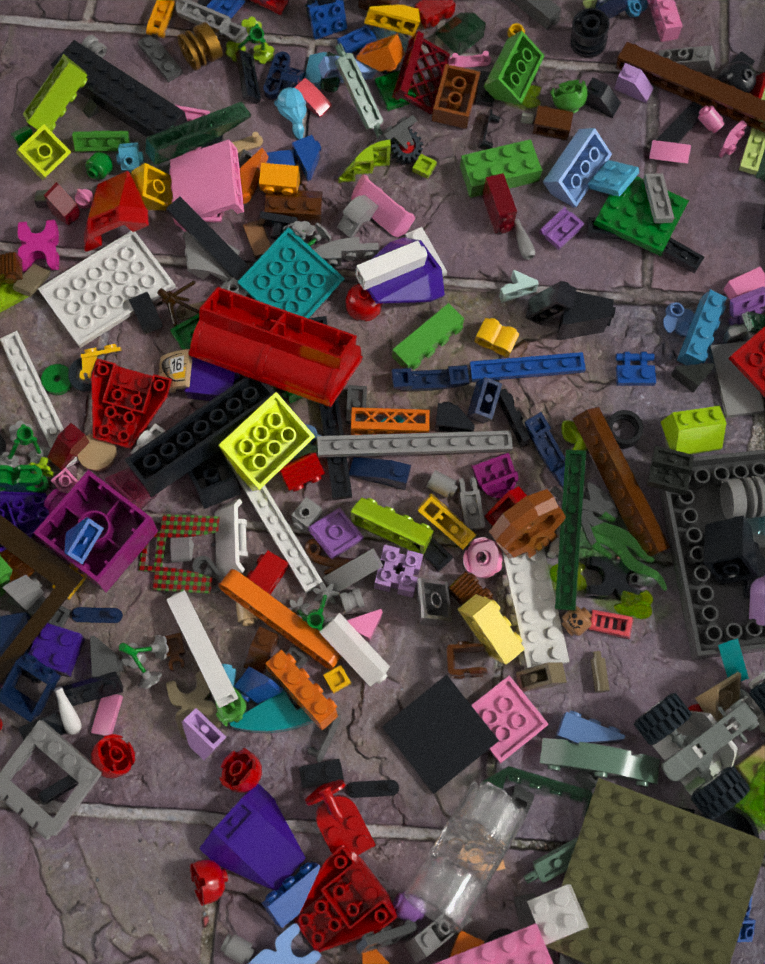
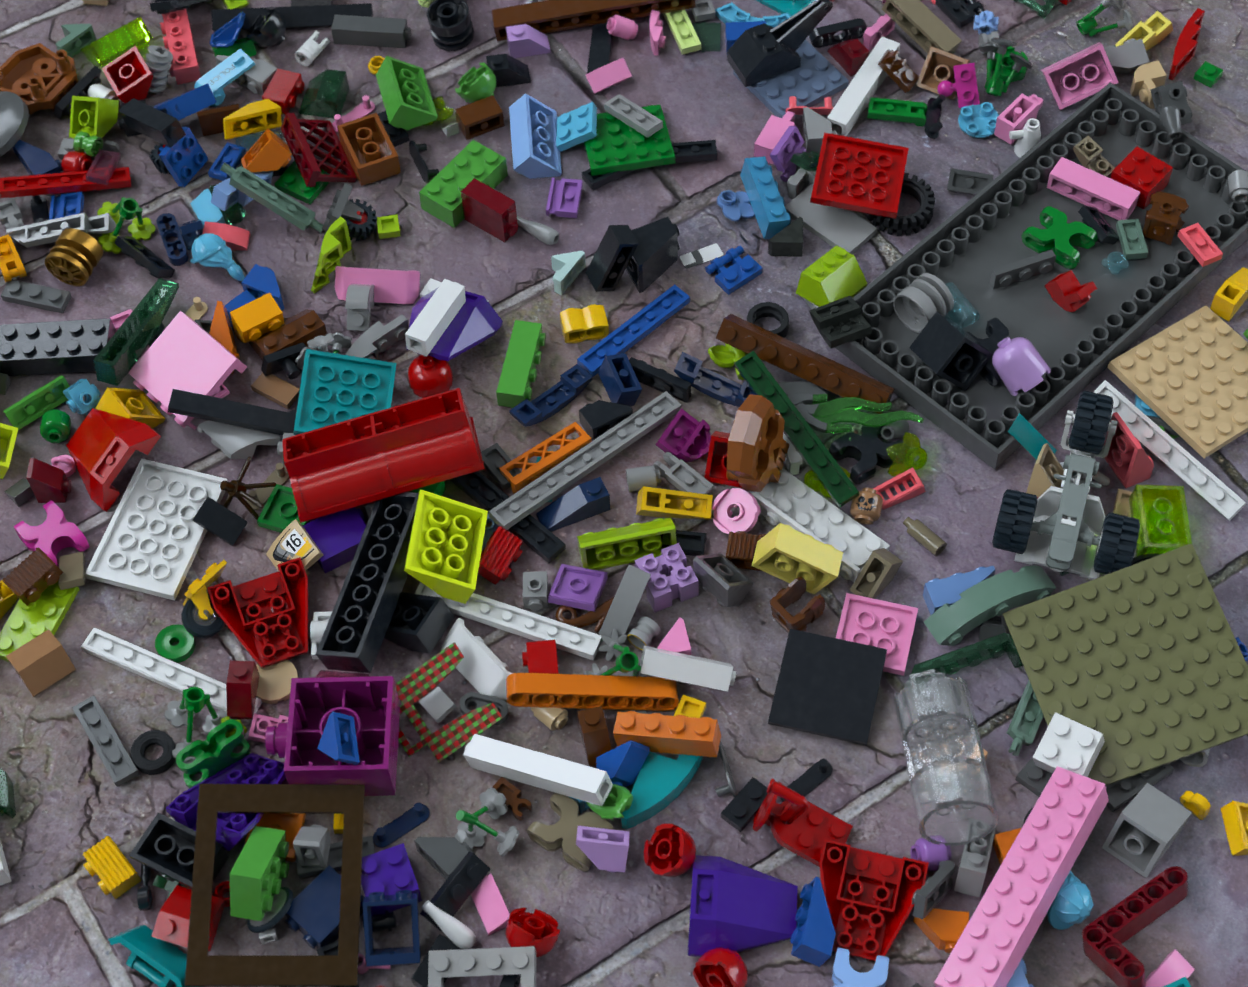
camera: 30 degrees left, 15 degrees down
(622, 341) = (701, 255): none -> white sticker

